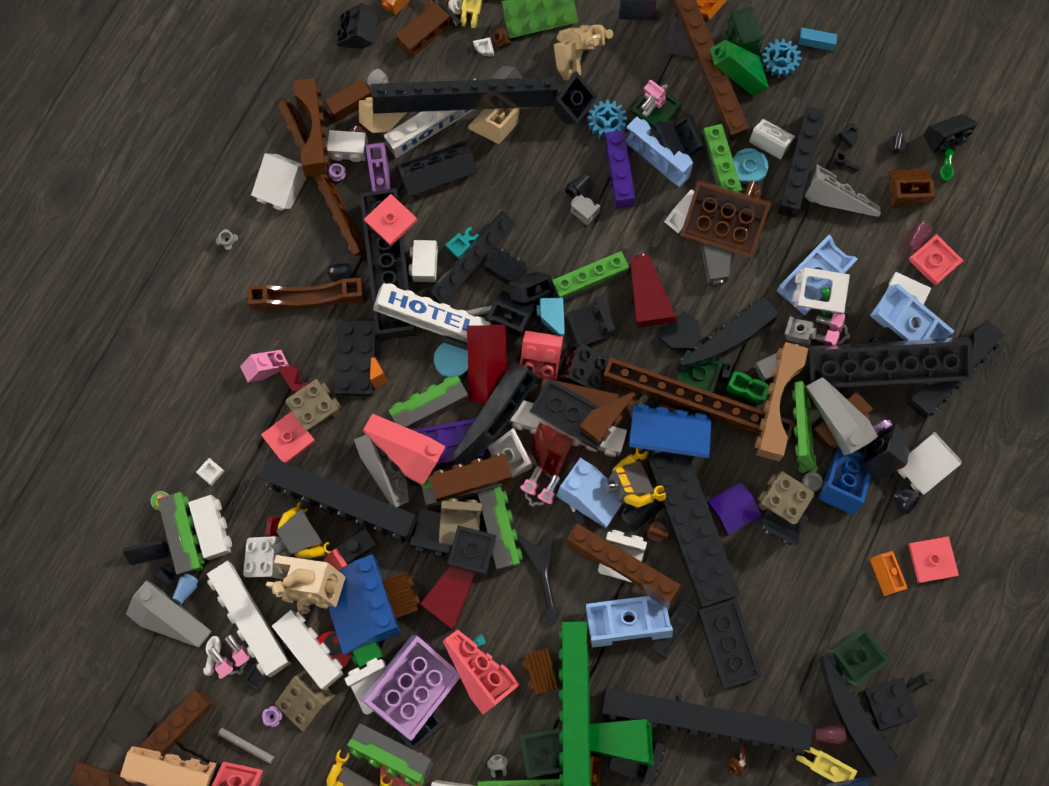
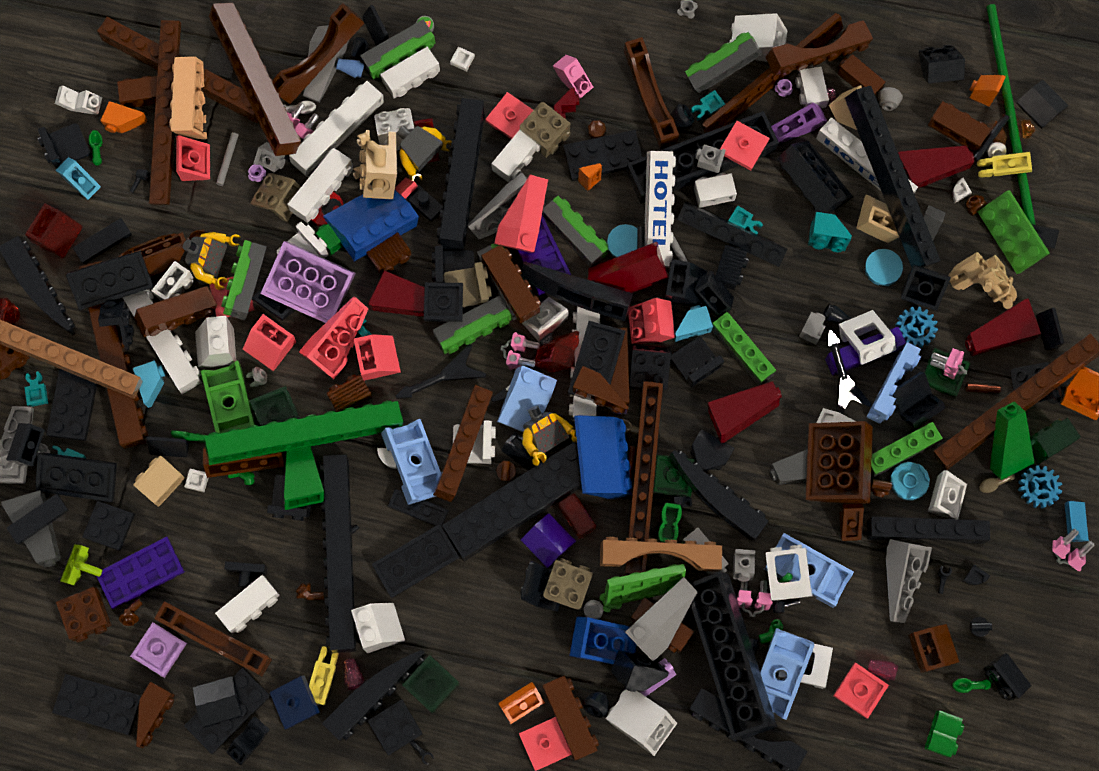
camera: 70 degrees right, 0 degrees up
(168, 693) = (254, 79): none -> brick
(181, 650) = (341, 28): none -> reddish brown arch
(260, 697) = (267, 158): none -> light grey brick
(298, 217) = (723, 62): none -> dark grey piece
(327, 357) = (596, 129): none -> reddish brown tile
(332, 443) = (515, 156): none -> white brick
(334, 243) = (709, 104): none -> teal plate
(396, 260) = (712, 164): none -> light grey brick
(453, 58) = (934, 164): none -> dark red slope
(465, 744) = (268, 342): none -> coral slope
(496, 169) = (828, 233): none -> teal slope
(508, 633) = (376, 356): none -> coral slope
(540, 132) = (883, 267): none -> medium azure tile
(592, 164) = (862, 324): none -> white window
(616, 648) = (386, 457): none -> white tile
(628, 46) = (1007, 329): none -> dark red slope
(652, 193) = (846, 387): none -> piece
(677, 82) = (982, 388): none -> copper piece
(719, 473) = (577, 516): none -> clear red brick
(768, 98) = (991, 484): none -> dark tan piece
(778, 225) = (851, 522): none -> reddish brown slope
(791, 696) = (378, 626): none -> white slope
(849, 49) = (1077, 557): none -> bright pink piece
(867, 322) = (766, 637): none -> green arm
(914, 529) = (569, 717): none -> reddish brown brick
(988, 200) = (944, 734): none -> green brick

